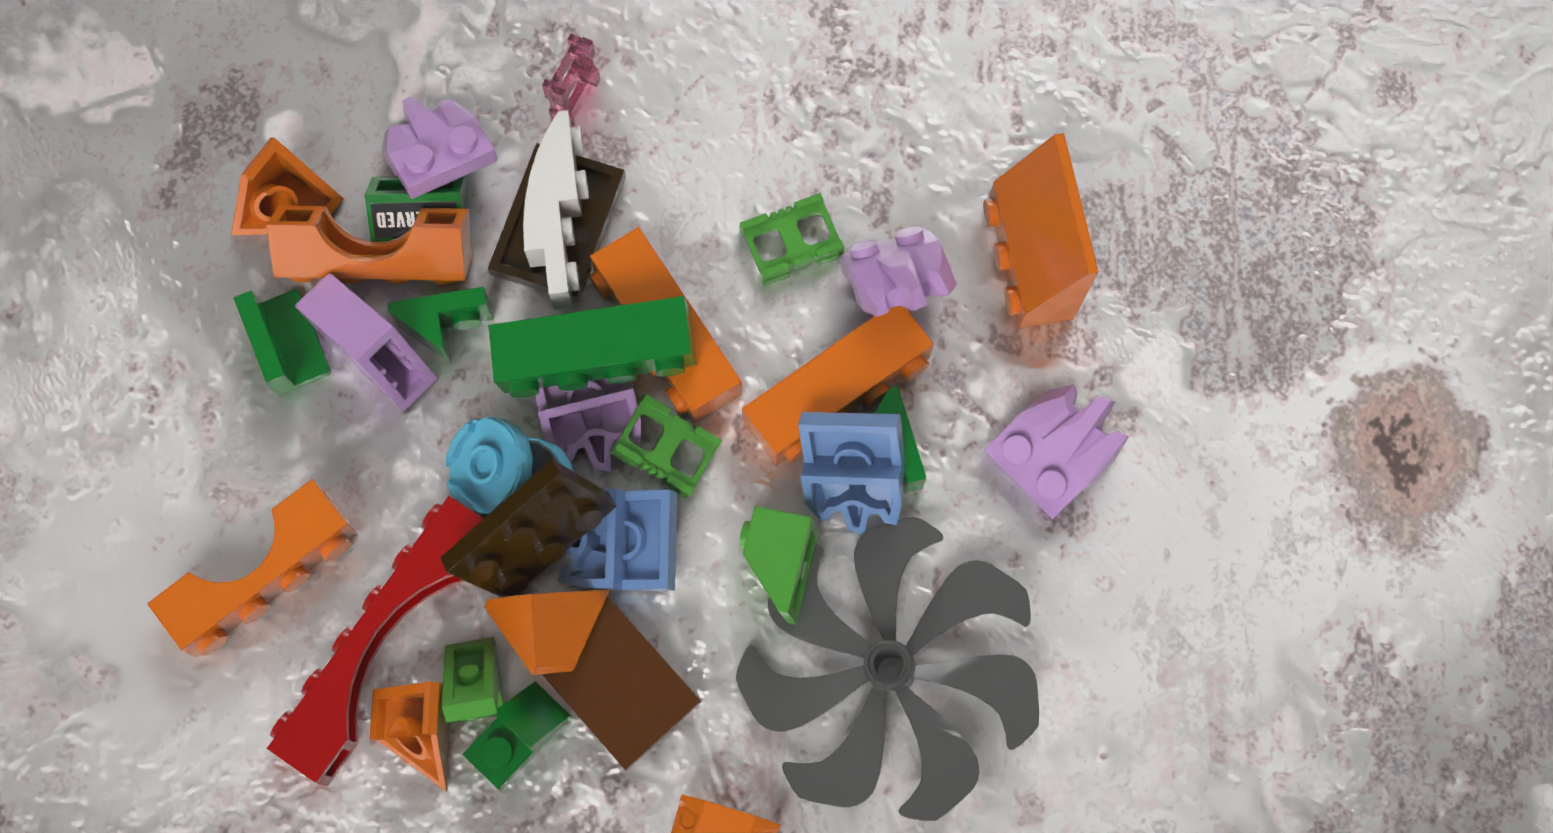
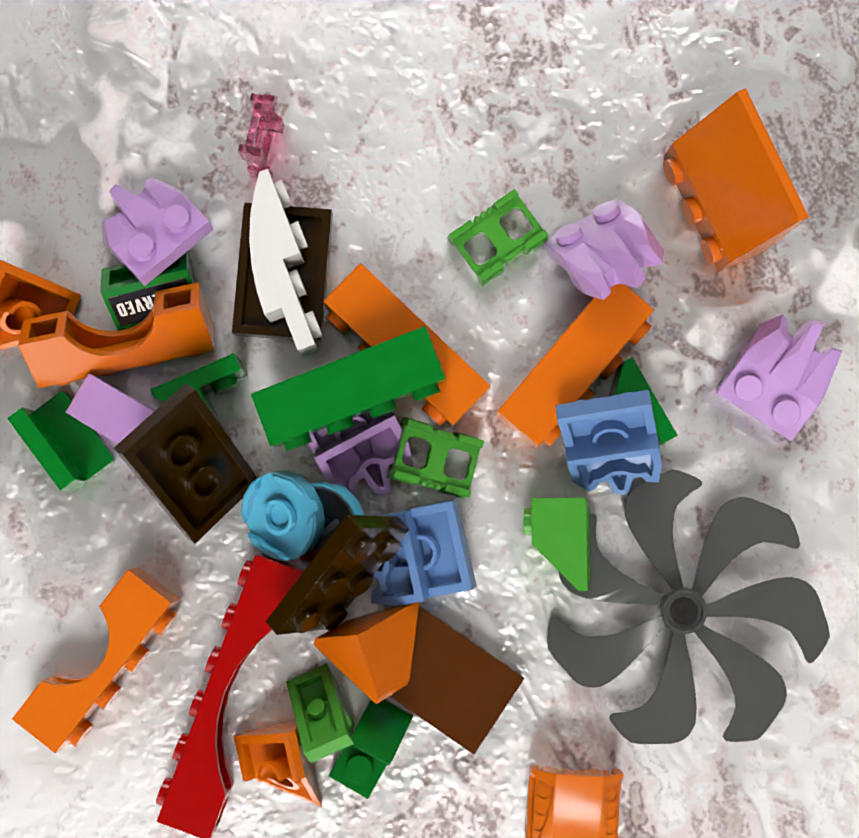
camera: 15 degrees left, 10 degrees up
(405, 382) = (187, 463): none -> dark brown plate

